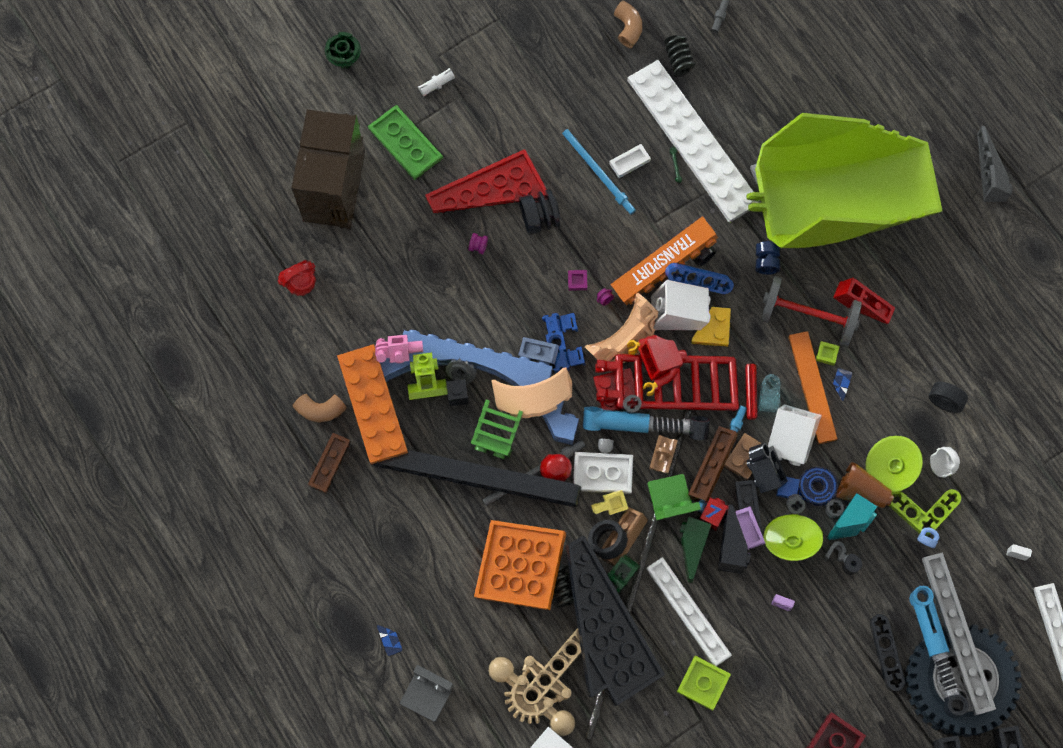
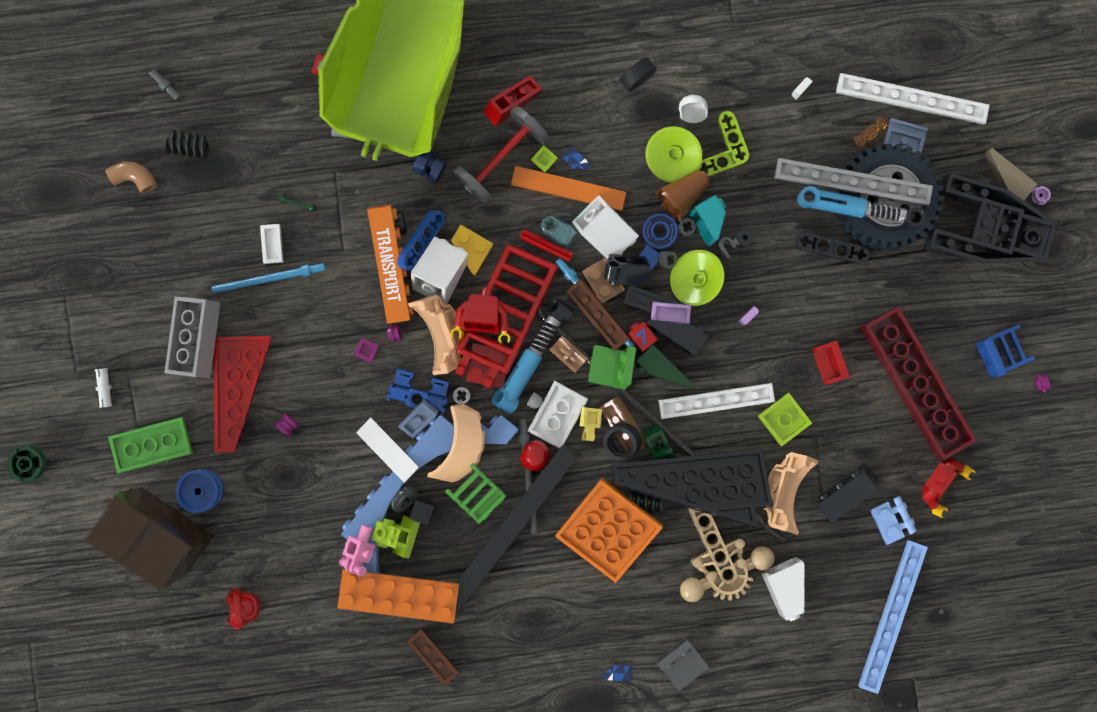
camera: 65 degrees left, 15 degrees up
(319, 411) = (380, 646): medium nougat cylinder -> none
(385, 197) = (189, 496): none -> blue wheel
(498, 337) = (387, 450): none -> white sticker
(516, 131) = (192, 337): none -> light grey brick
(539, 211) = (284, 354): black wheel -> none
(576, 374) = (467, 396): none -> light grey bush
(635, 408) = (505, 362): dark grey bush -> none
(638, 713) = (783, 487): none -> light nougat windscreen
(692, 140) = (278, 175): white plate -> none
(779, 701) = (830, 362): none -> red panel
(926, 540) = (754, 162): light blue tile -> none
(1015, 637) = (870, 132): none -> clear orange axle
(1032, 671) = (905, 134): none -> sand blue plate

